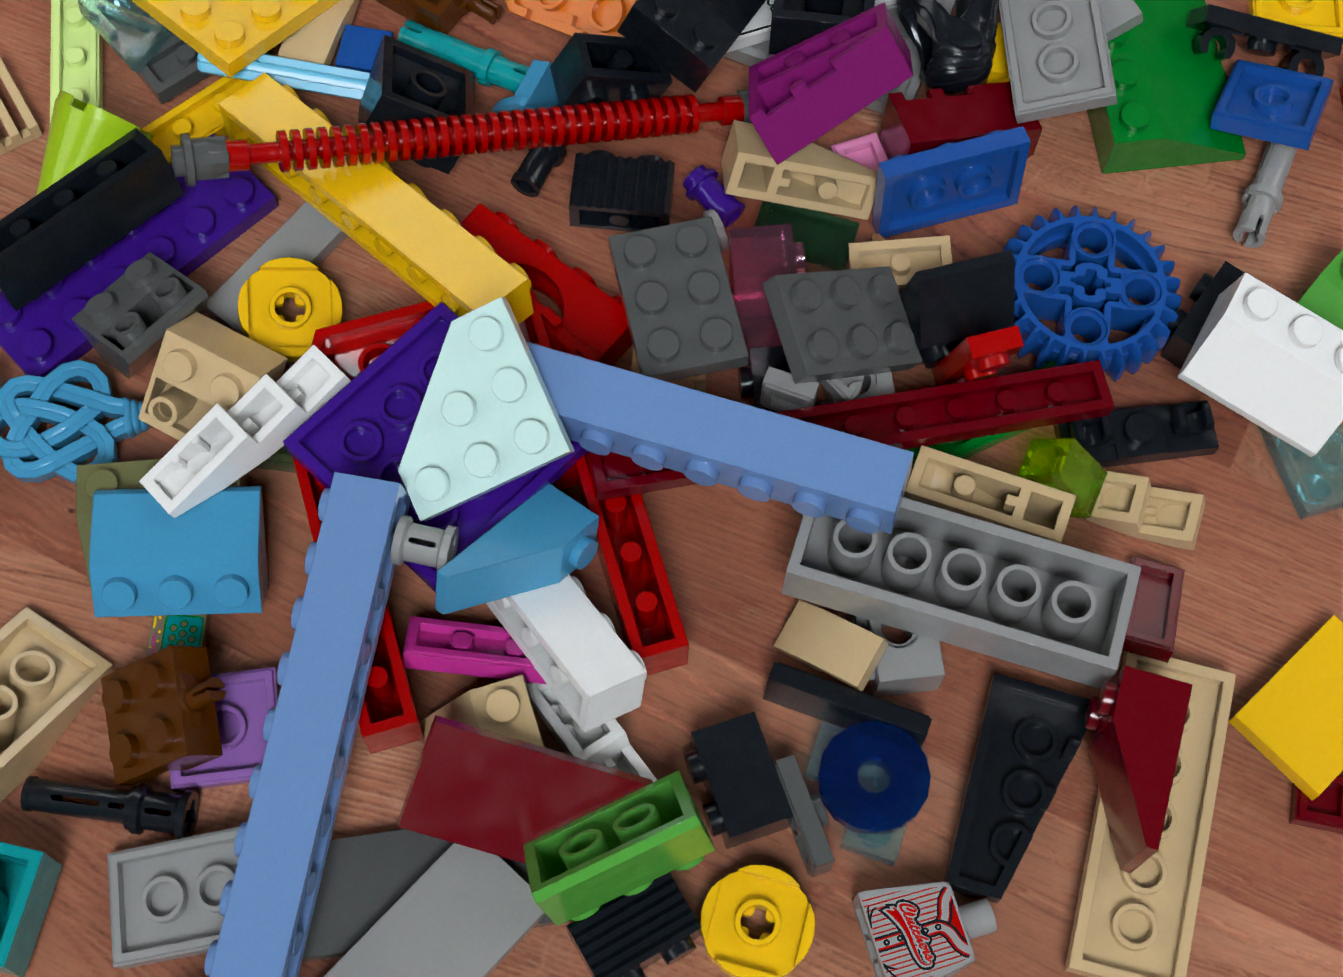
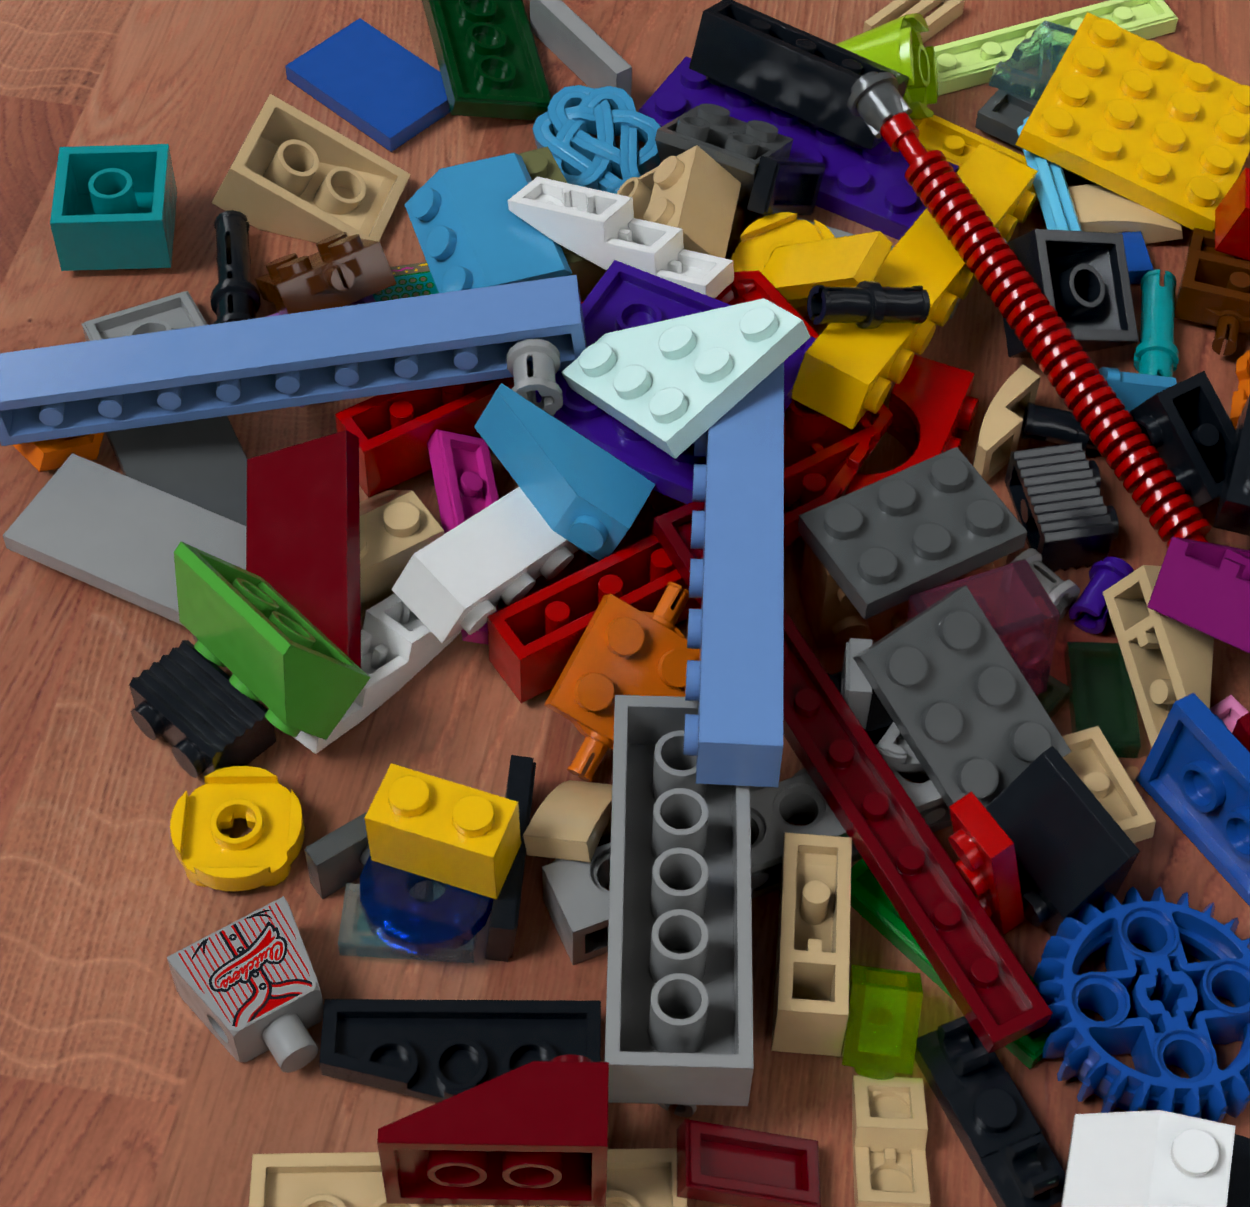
camera: 75 degrees right, 15 degrees down
(206, 276) = (786, 185): none -> black tile
(351, 273) = (827, 263): none -> yellow tile
(443, 248) = (868, 304): none -> black pin
(531, 210) = (1004, 422): none -> tan slope
(717, 566) = (620, 655): none -> orange plate
(738, 780) = (407, 737): black brick -> none
(852, 744) = (443, 831): none -> yellow brick

